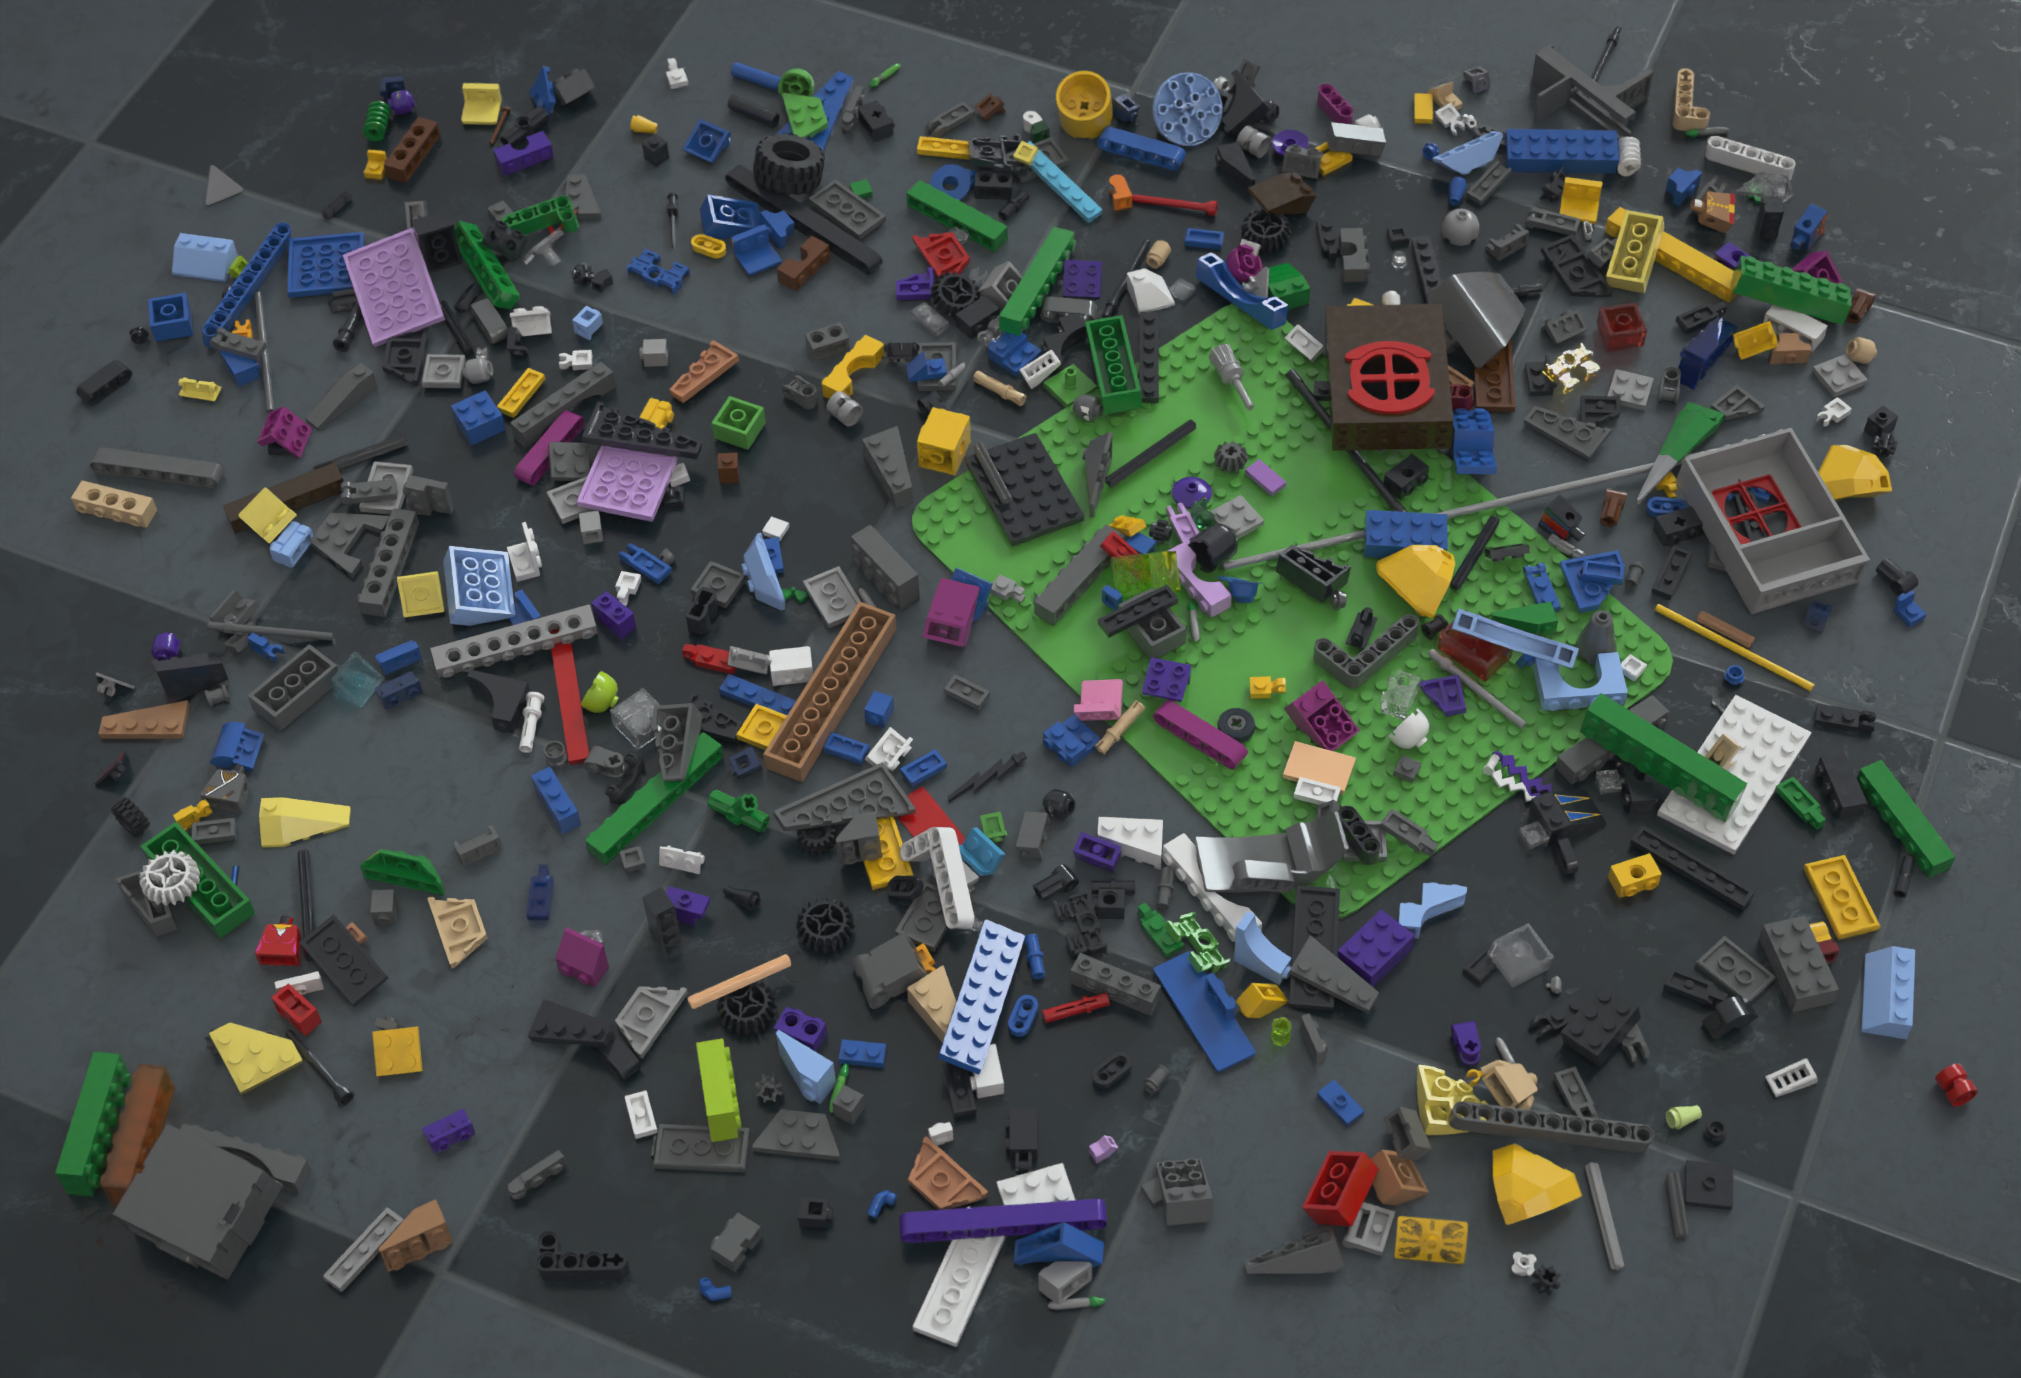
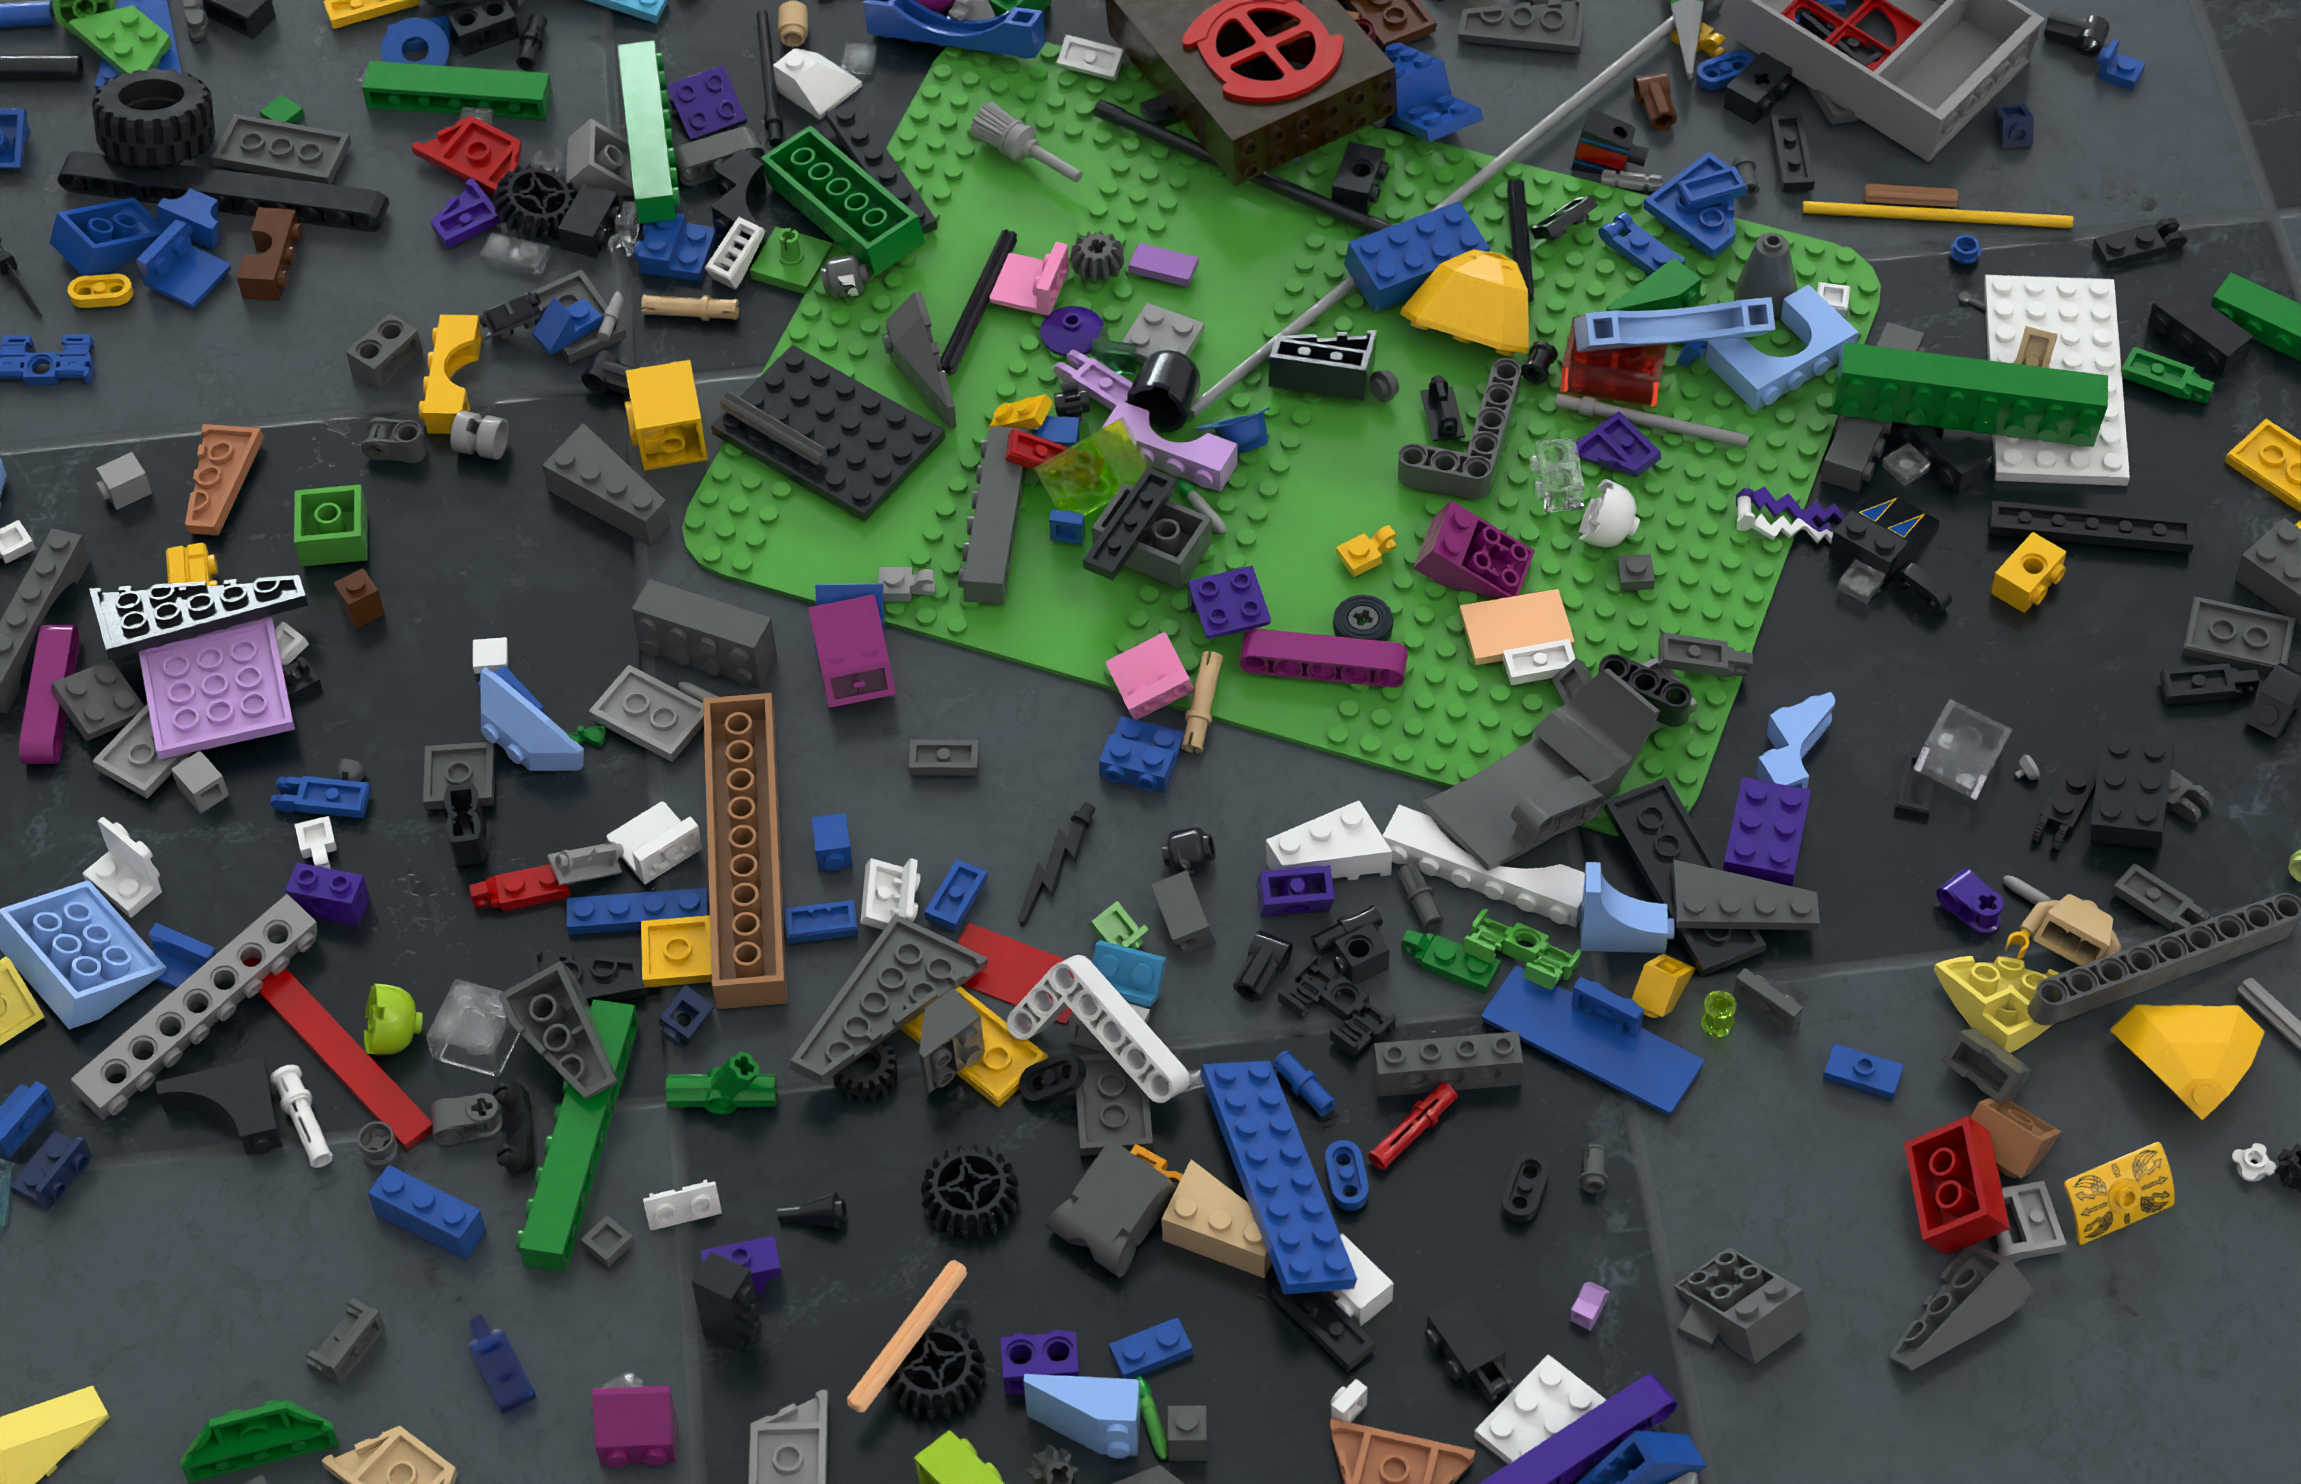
camera: 30 degrees left, 0 degrees up
(1186, 454) = (1032, 282): none -> bright pink bracket

